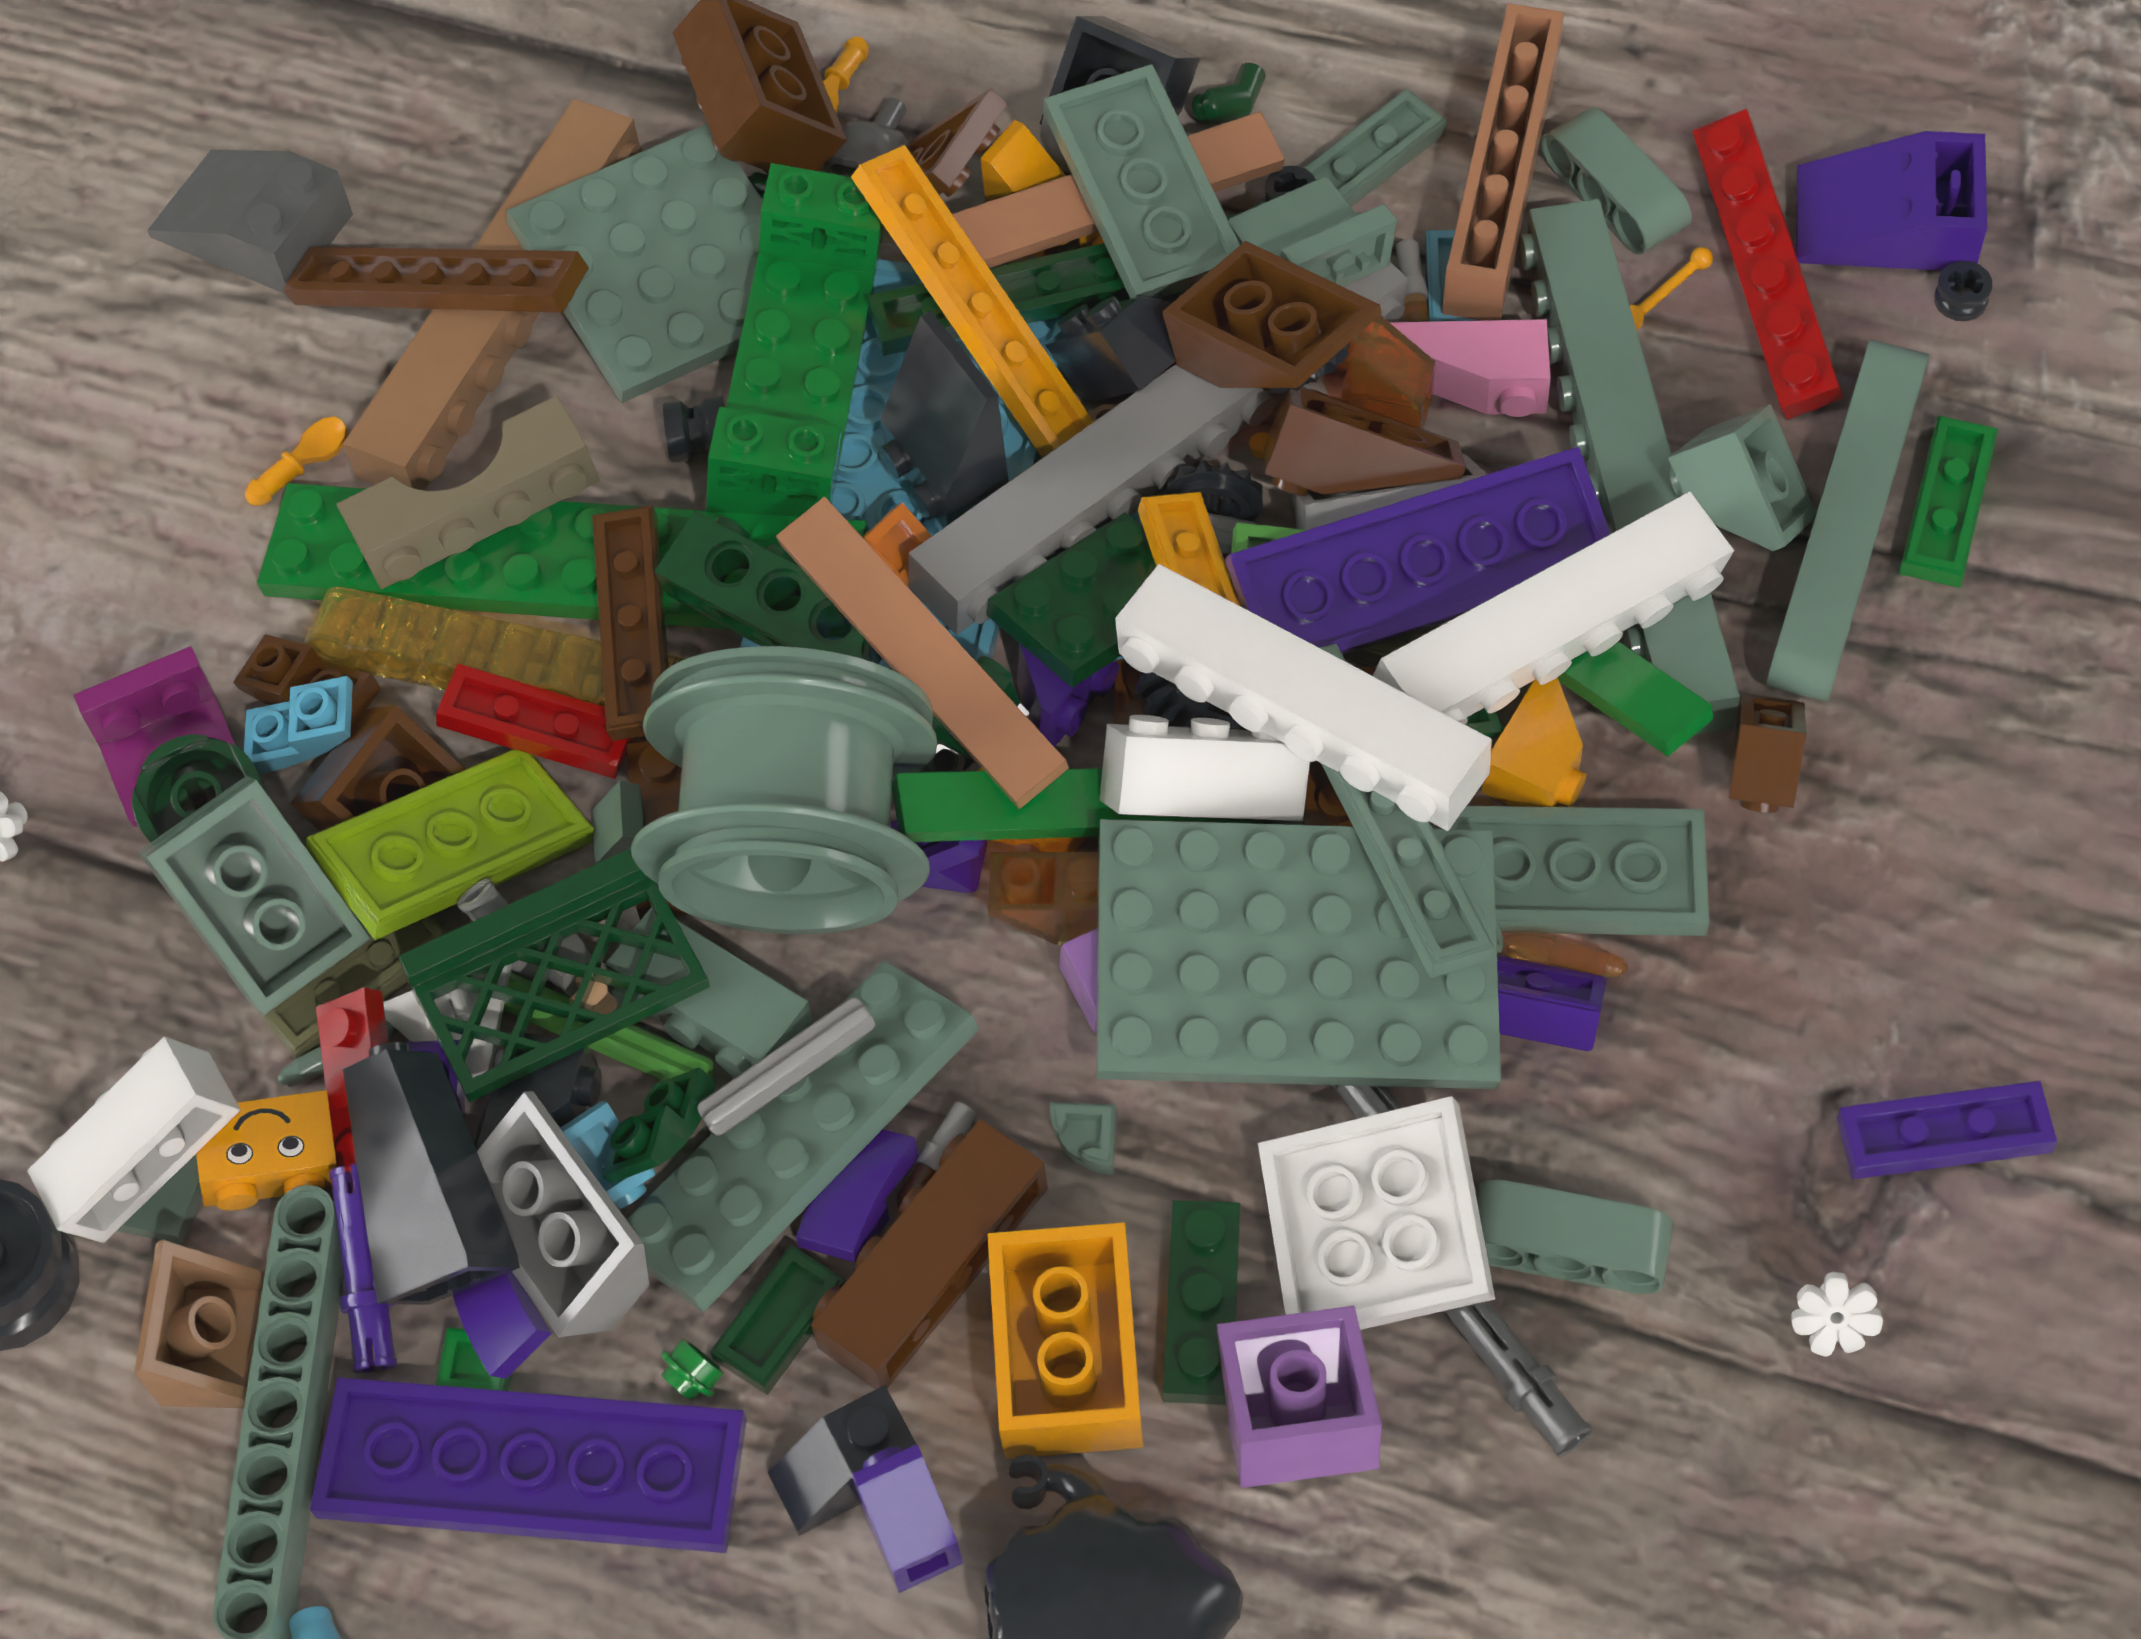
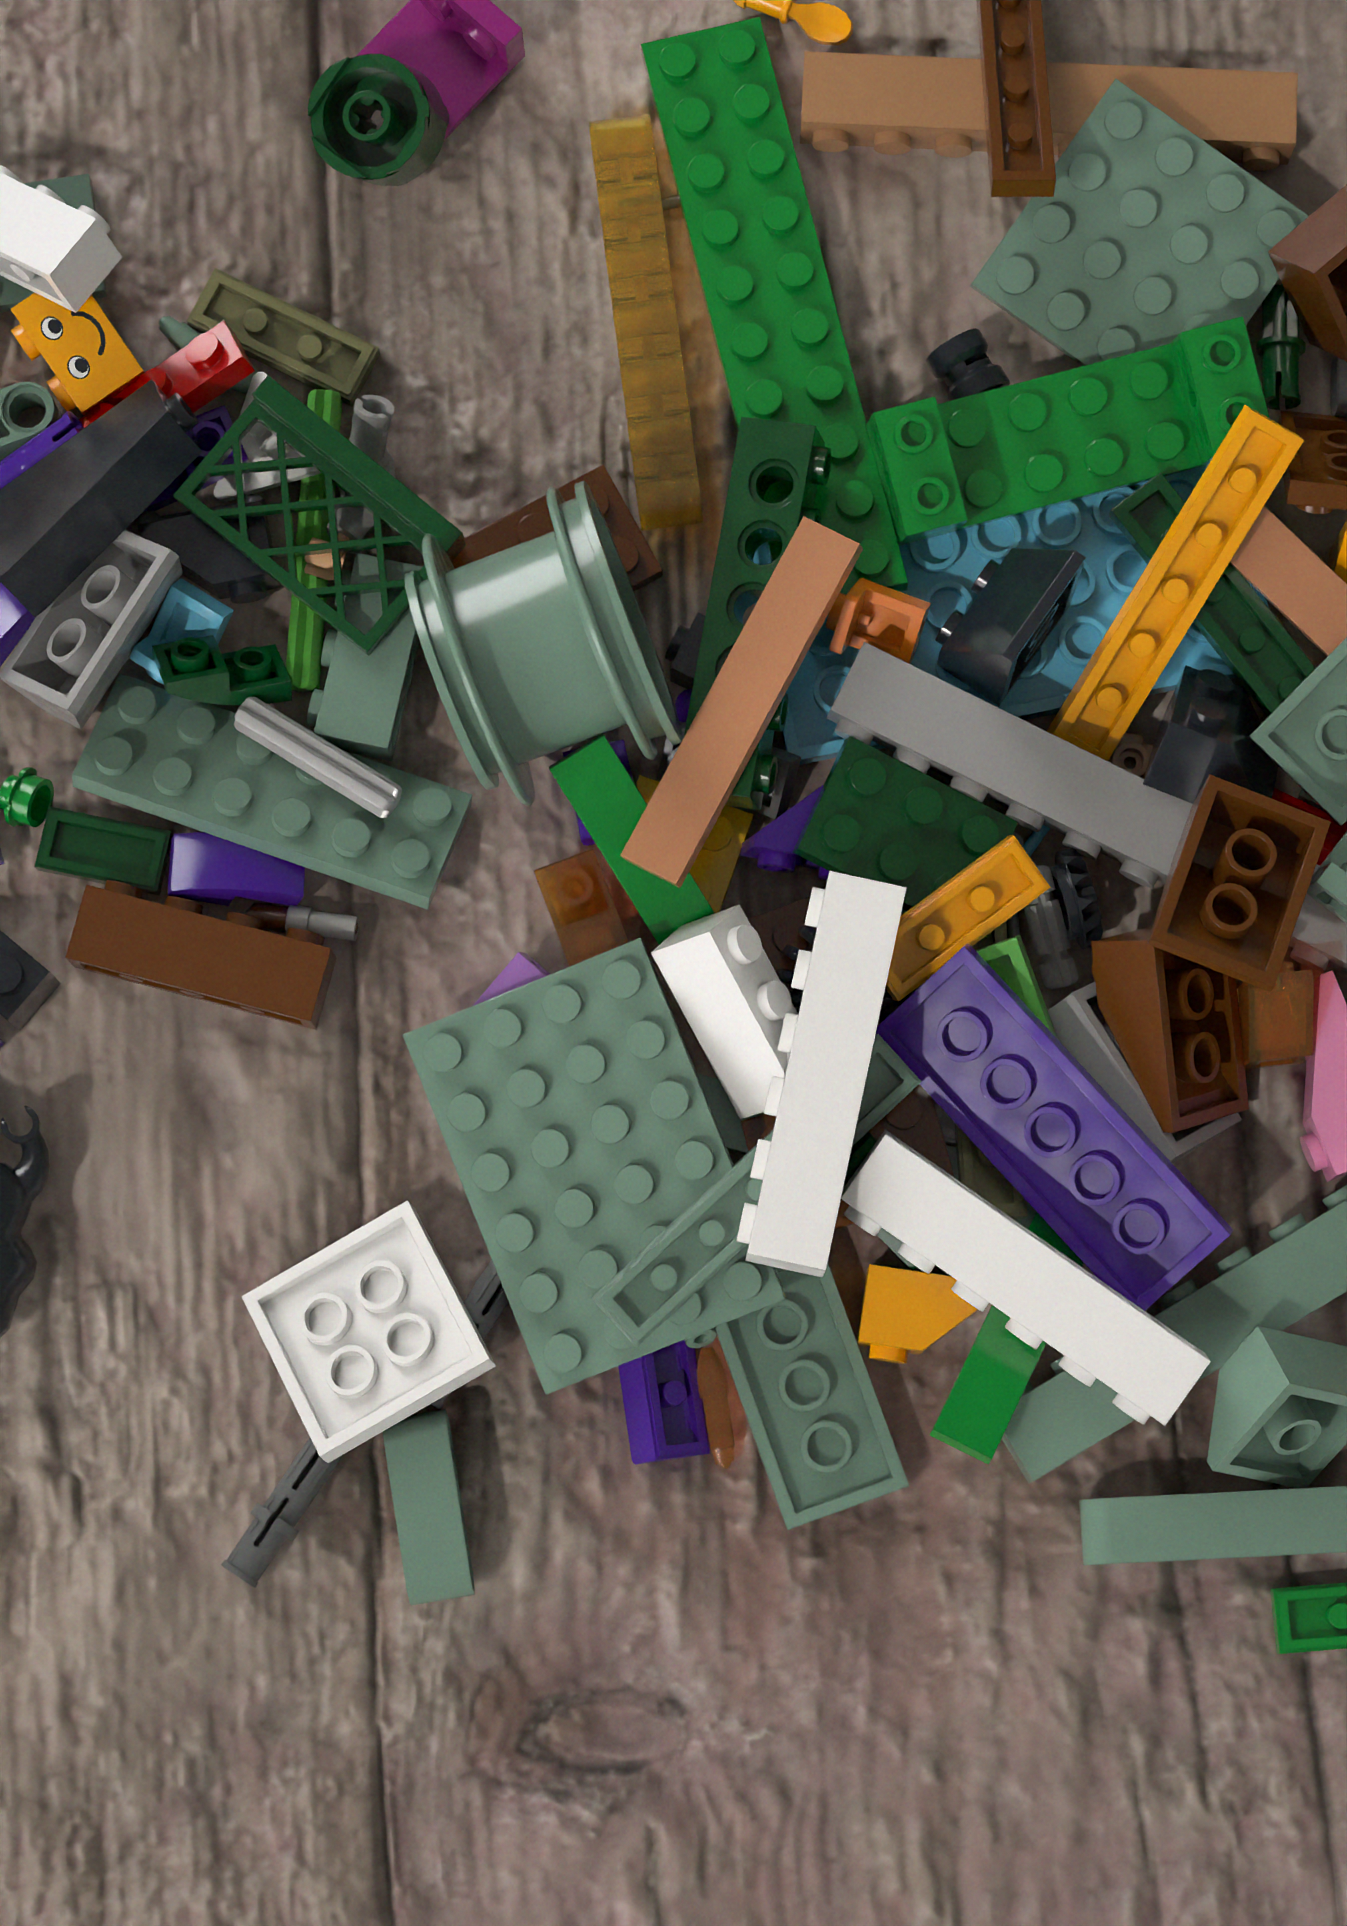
camera: 65 degrees right, 20 degrees up
(254, 895) = (292, 215): sand green brick -> none
(286, 664) = (556, 143): reddish brown slope -> none
(301, 728) = (499, 160): medium azure slope -> none
(372, 767) = (465, 274): reddish brown slope -> none
(412, 528) = (842, 246): dark tan arch -> none
(445, 838) = (430, 356): lime tile -> none
(530, 720) = (588, 372): red plate -> none
(617, 820) = (513, 496): sand green tile -> none
(629, 615) = (708, 414): reddish brown tile -> none
(1064, 1341) = (156, 1105): light orange brick -> none
(1086, 1133) = (376, 1044): sand green tile -> none
(1199, 1298) = (254, 1207): dark green plate -> none
(1299, 1397) = (182, 1323): medium lavender slope -> none
(1767, 753) = (1003, 1524): reddish brown slope -> none
(1837, 1314) = (441, 1766): white plant -> none
(1946, 1130) = (662, 1811): dark purple plate -> none

